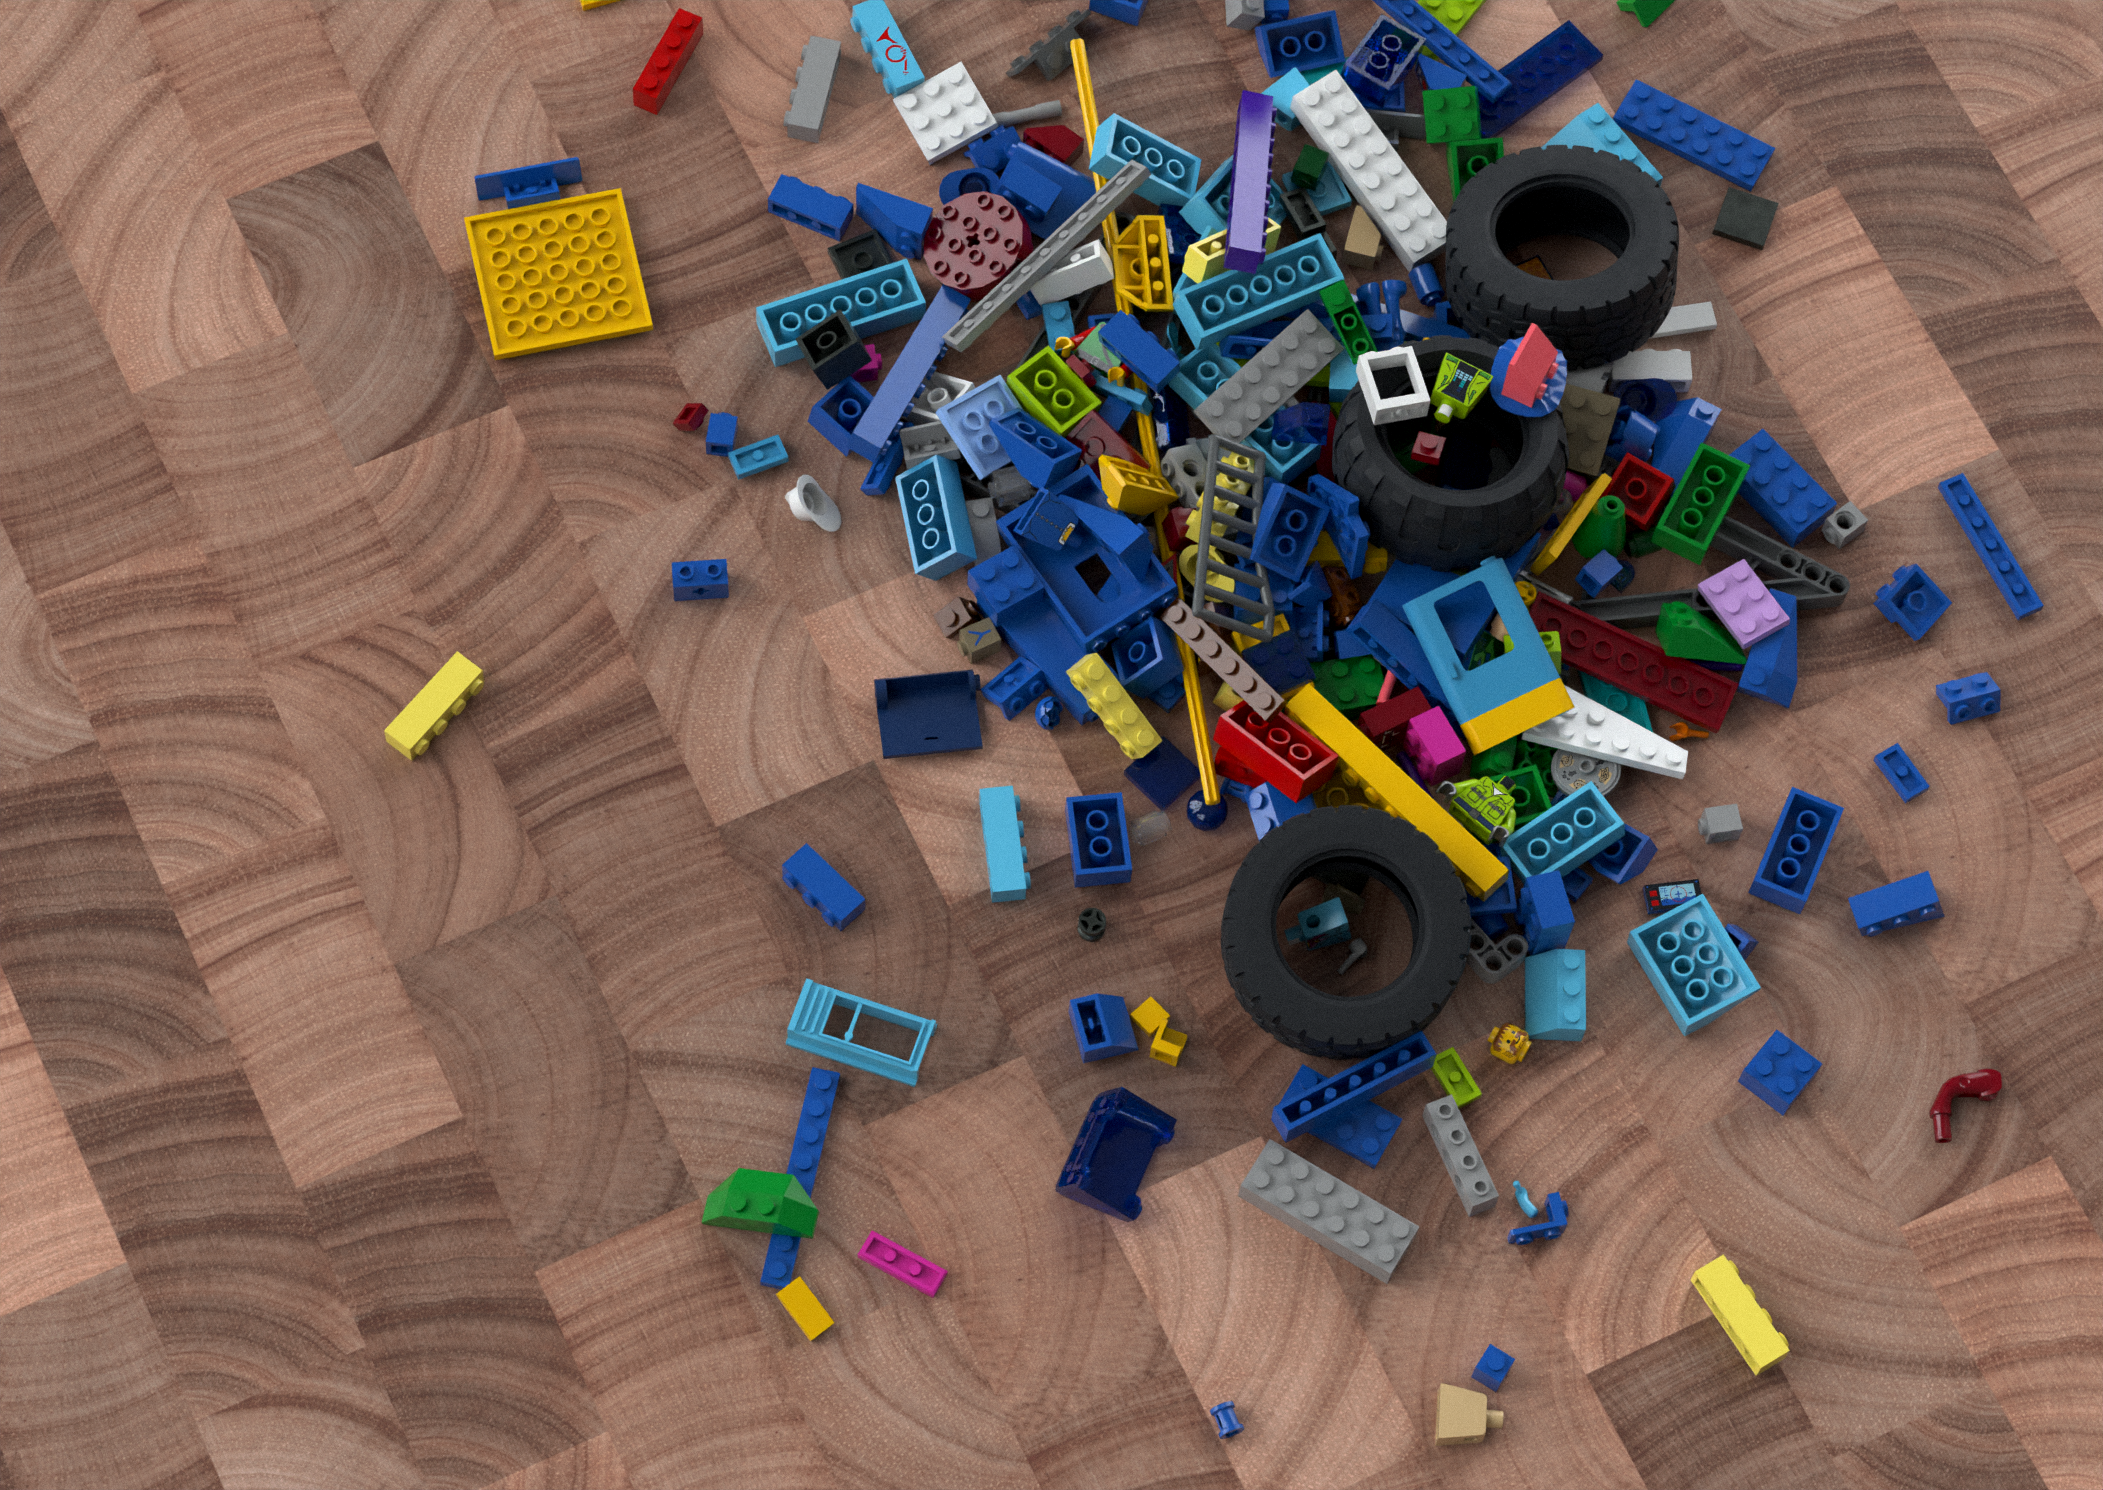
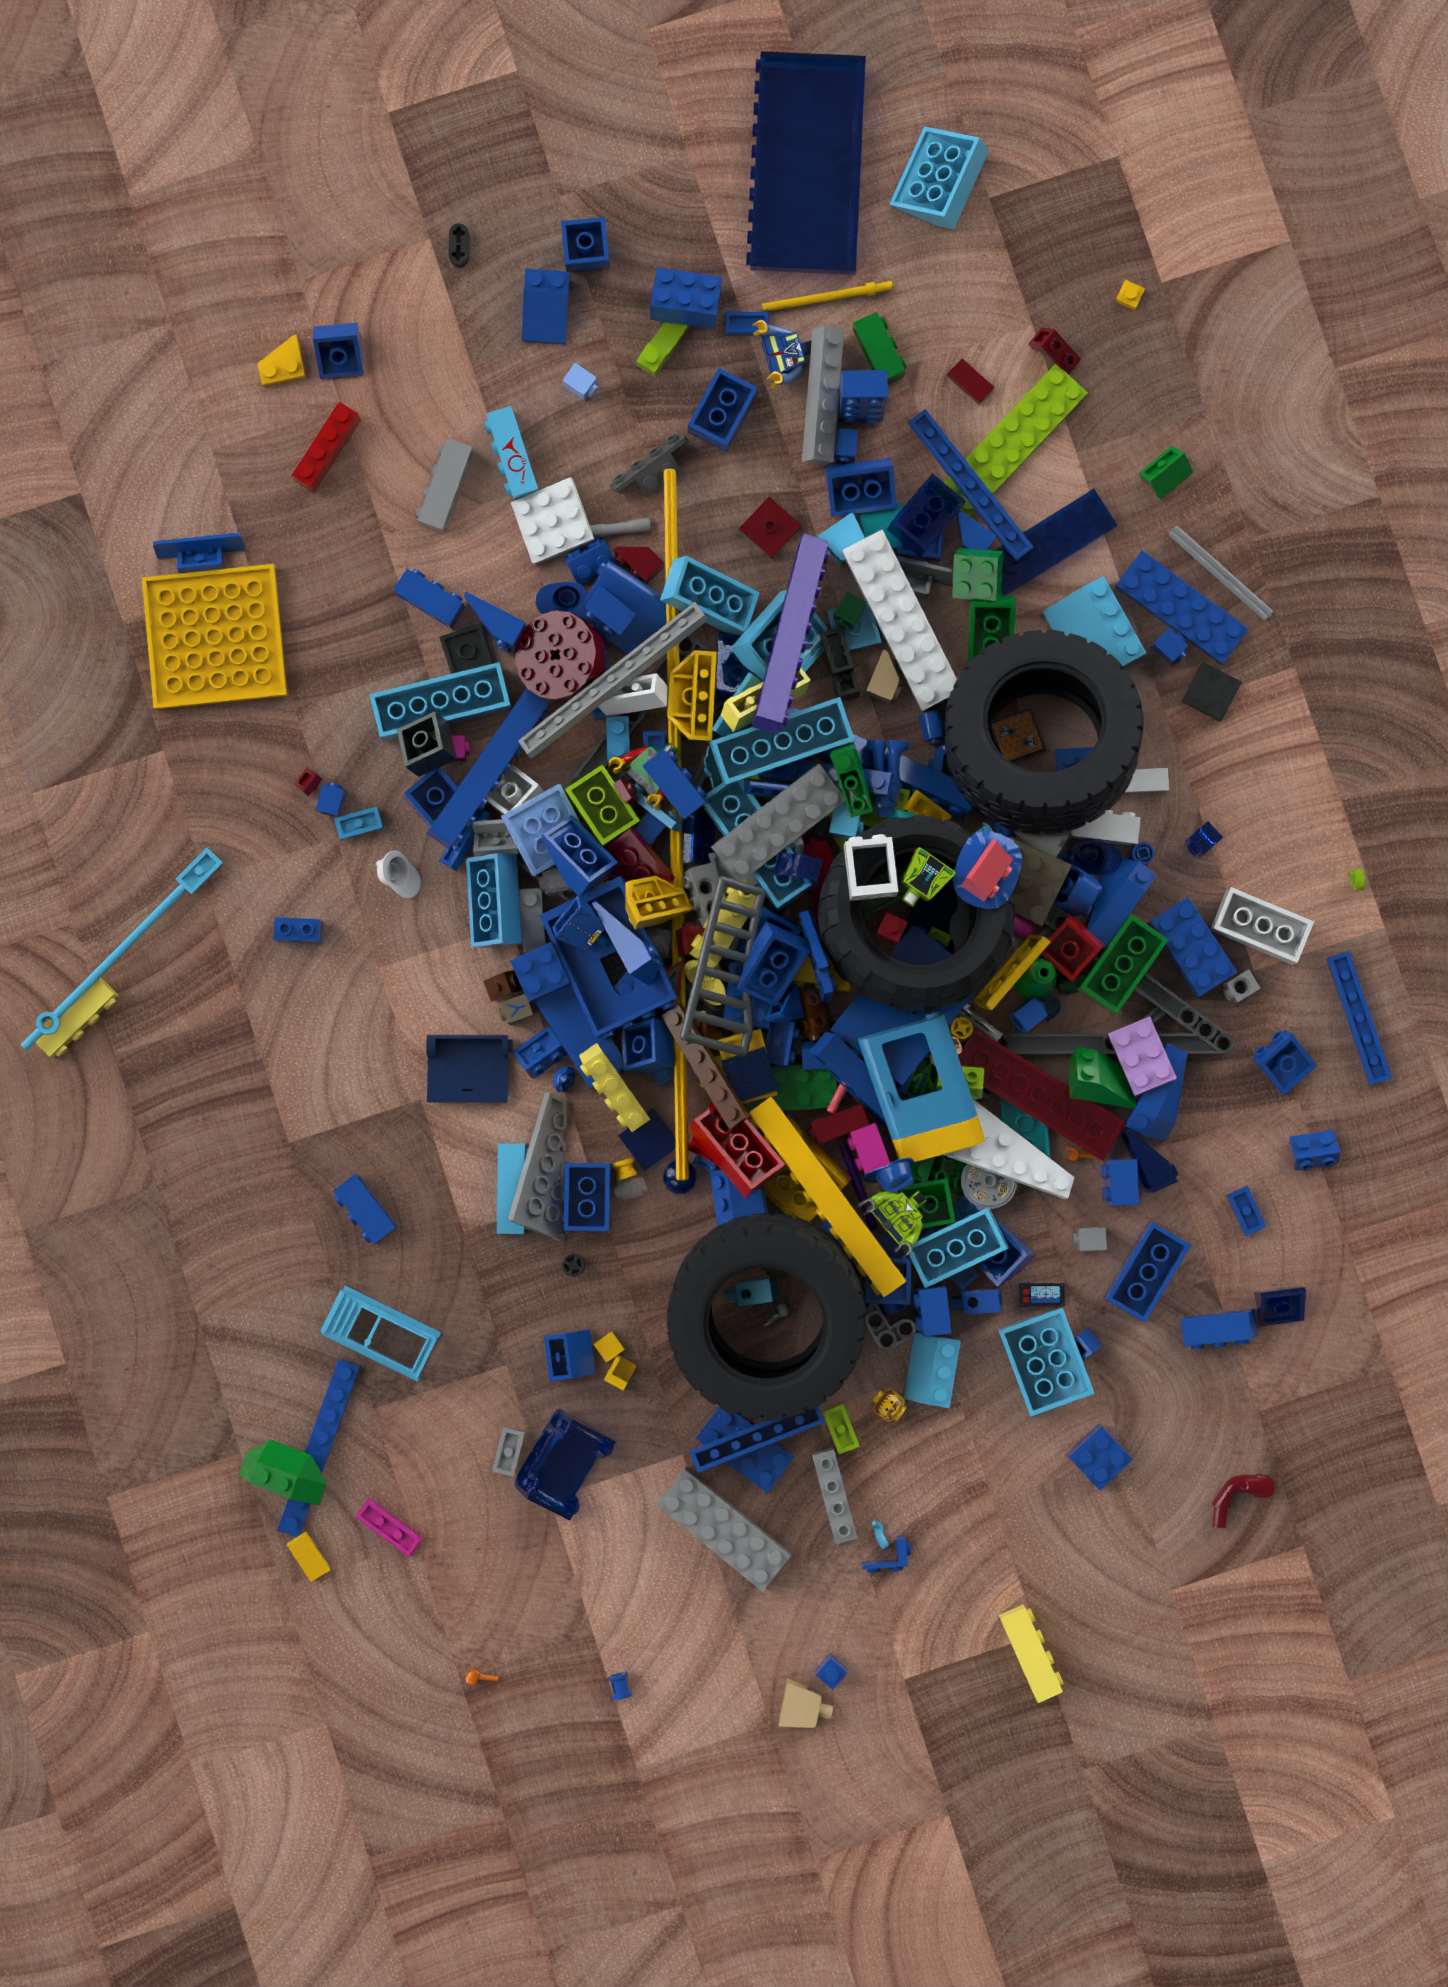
camera: 15 degrees right, 20 degrees up
(559, 539) = (190, 880): none -> medium azure bar
(1037, 1431) = (473, 1676): none -> orange hand
(1039, 824) = (542, 1180): none -> light grey wing
(1042, 1152) = (508, 1451): none -> light grey plate
(1137, 804) = (624, 1169): none -> yellow wheel
(1200, 98) = (770, 527): none -> dark red plate
(1467, 761) = (892, 1176): none -> blue piece
(1601, 905) = (988, 1301): none -> blue torso
(1688, 174) = (1170, 646): none -> blue brick
(1700, 388) = (1141, 856): none -> blue wheel
(1731, 95) = (1220, 573): none -> light grey axle
(1744, 751) = (1120, 1182): none -> blue piece
(1768, 372) = (1203, 839): none -> clear blue brick
(1773, 723) = (1153, 1168): none -> clear blue slope
(1856, 454) = (1261, 926): none -> white brick
(1956, 396) = (1357, 879): none -> lime tile
(1965, 872) = (1280, 1305): none -> clear blue slope

